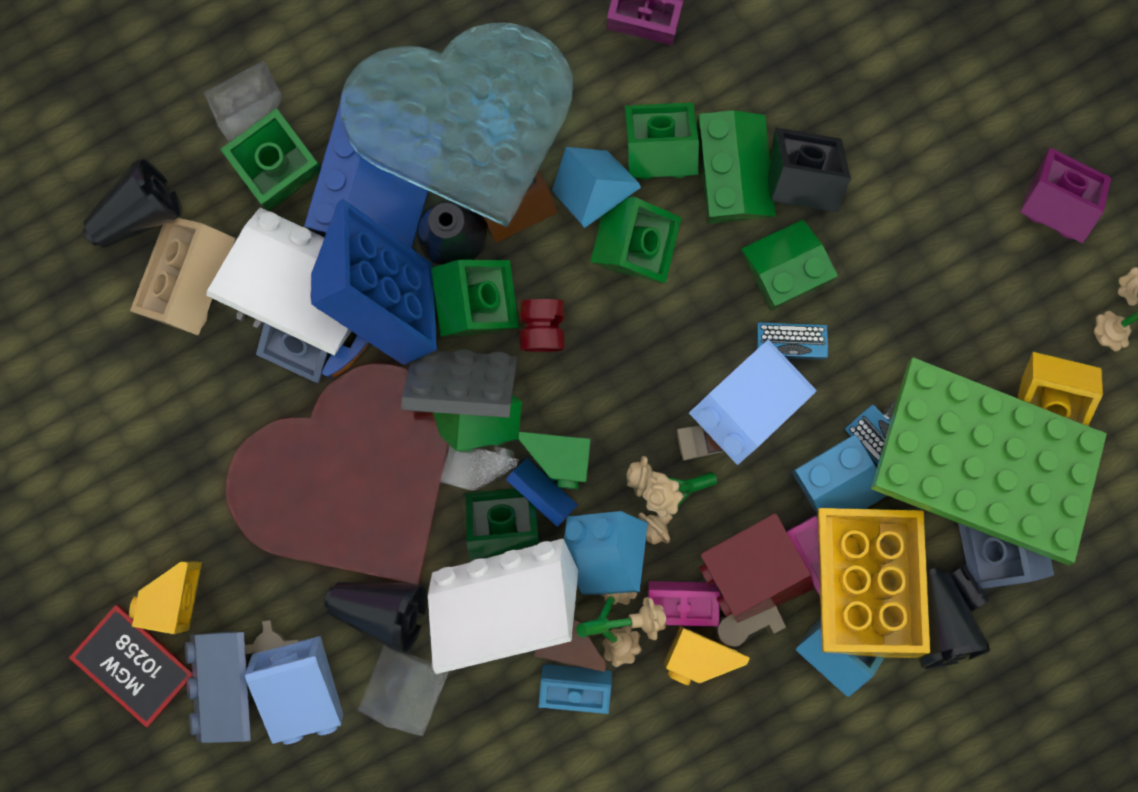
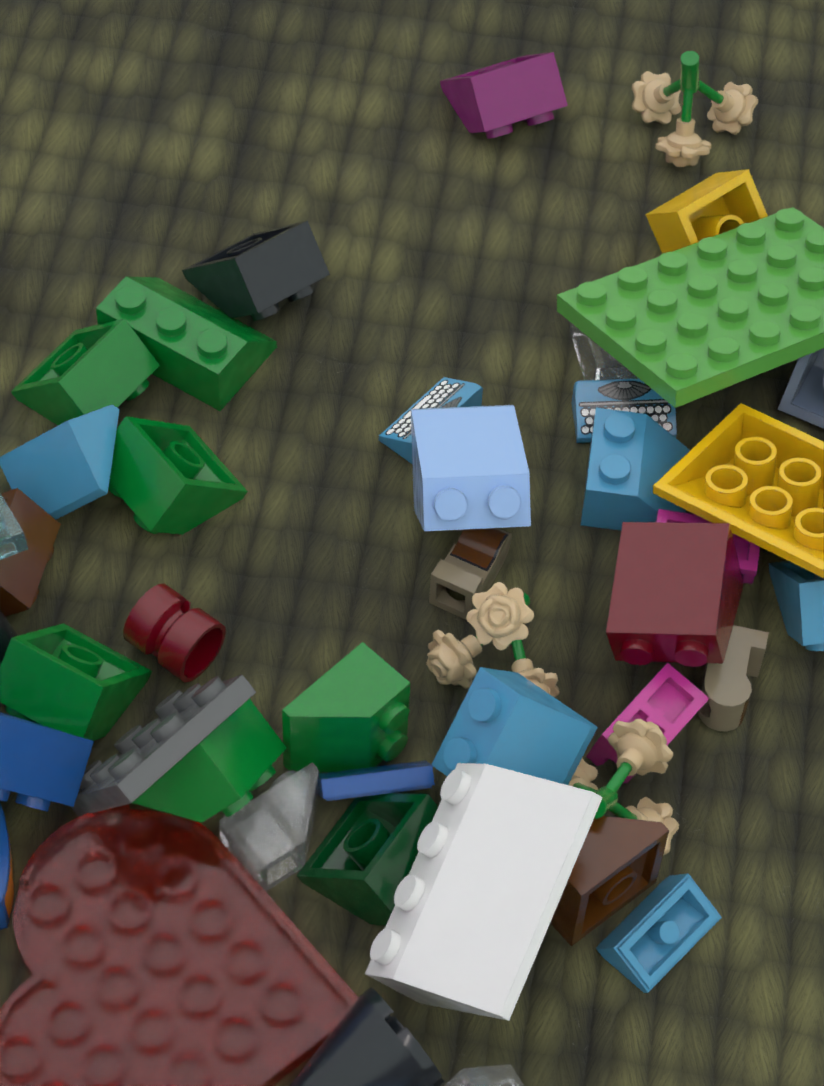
camera: 60 degrees left, 30 degrees down
(700, 658) = (726, 739): yellow slope -> none
(789, 264) = (345, 359): green slope -> none

